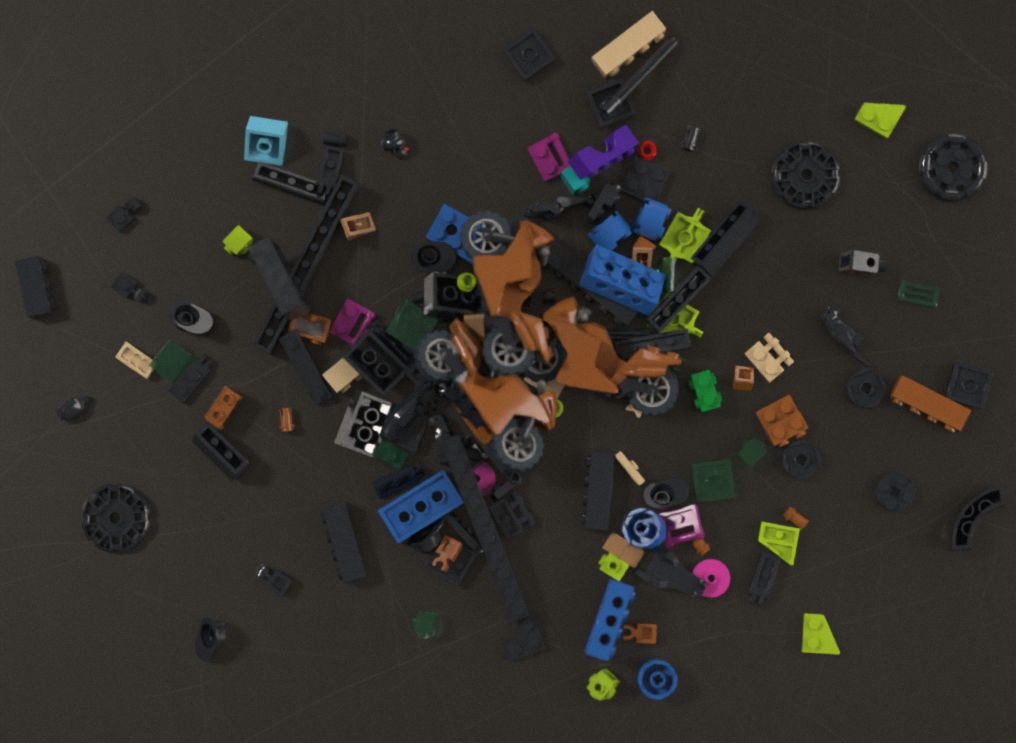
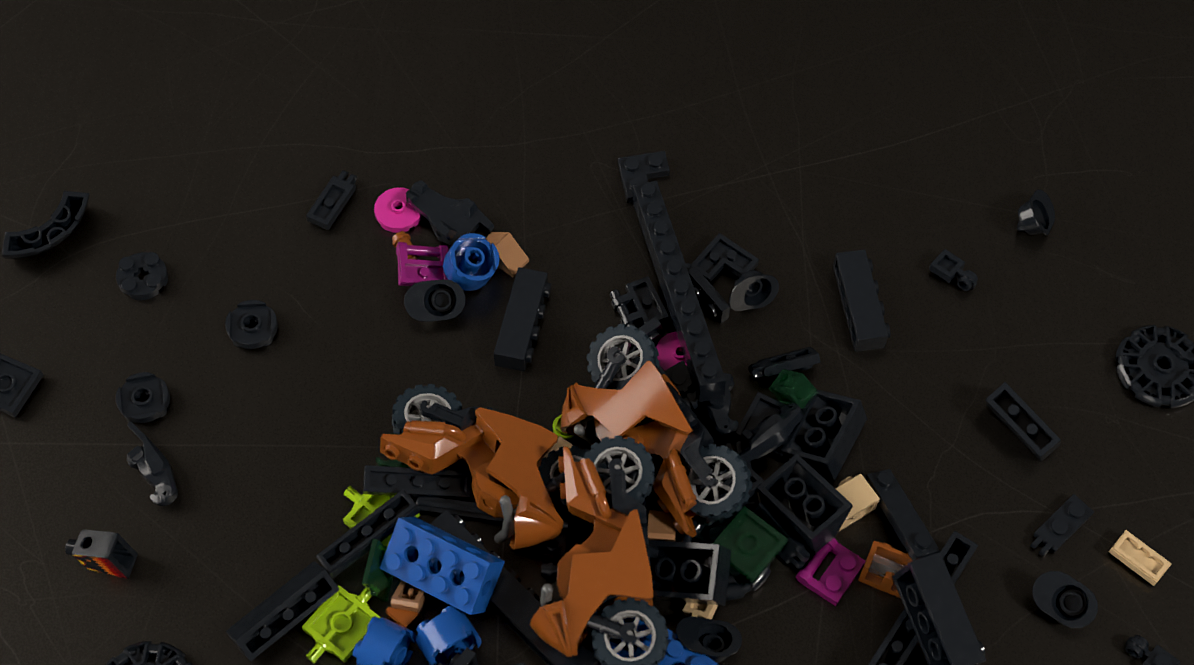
camera: 170 degrees left, 25 degrees down
(171, 361) = (1090, 549): clear green piece -> none
(222, 407) = (1018, 480): dark orange window -> none
(286, 420) = (930, 455): dark orange pin -> none
(408, 501) = (759, 324): blue brick -> none
(424, 623) = (764, 200): clear green brick -> none
(448, 549) = (727, 269): dark orange plate -> none
(466, 282) = (665, 584): lime plate -> none
(603, 685) = (553, 109): lime brick -> none
(613, 566) = (521, 229): lime brick -> none
(613, 590) = (533, 171): blue brick -> none
(630, 467) = (476, 341): tan plate -> none
(644, 633) = (494, 160): dark orange plate -> none
(650, 670) = (487, 108): blue brick -> none
(705, 391) = (358, 422): green brick -> none
(713, 480) = (371, 314): clear green plate -> none
(743, 378) = (302, 433): dark orange slope -> none
(751, 451) = (313, 339): clear green brick -> none
(764, 360) = (268, 447): tan plate -> none
(780, 540) = (302, 238): lime wing -> none
(782, 421) = (264, 372): dark orange plate -> none
(794, 517) = (280, 263): dark orange pin -> none
(817, 635) = (282, 135): lime wing -> none
(902, 291) = (55, 516): clear green tile -> none
(930, 404) = (64, 367): dark orange brick -> none

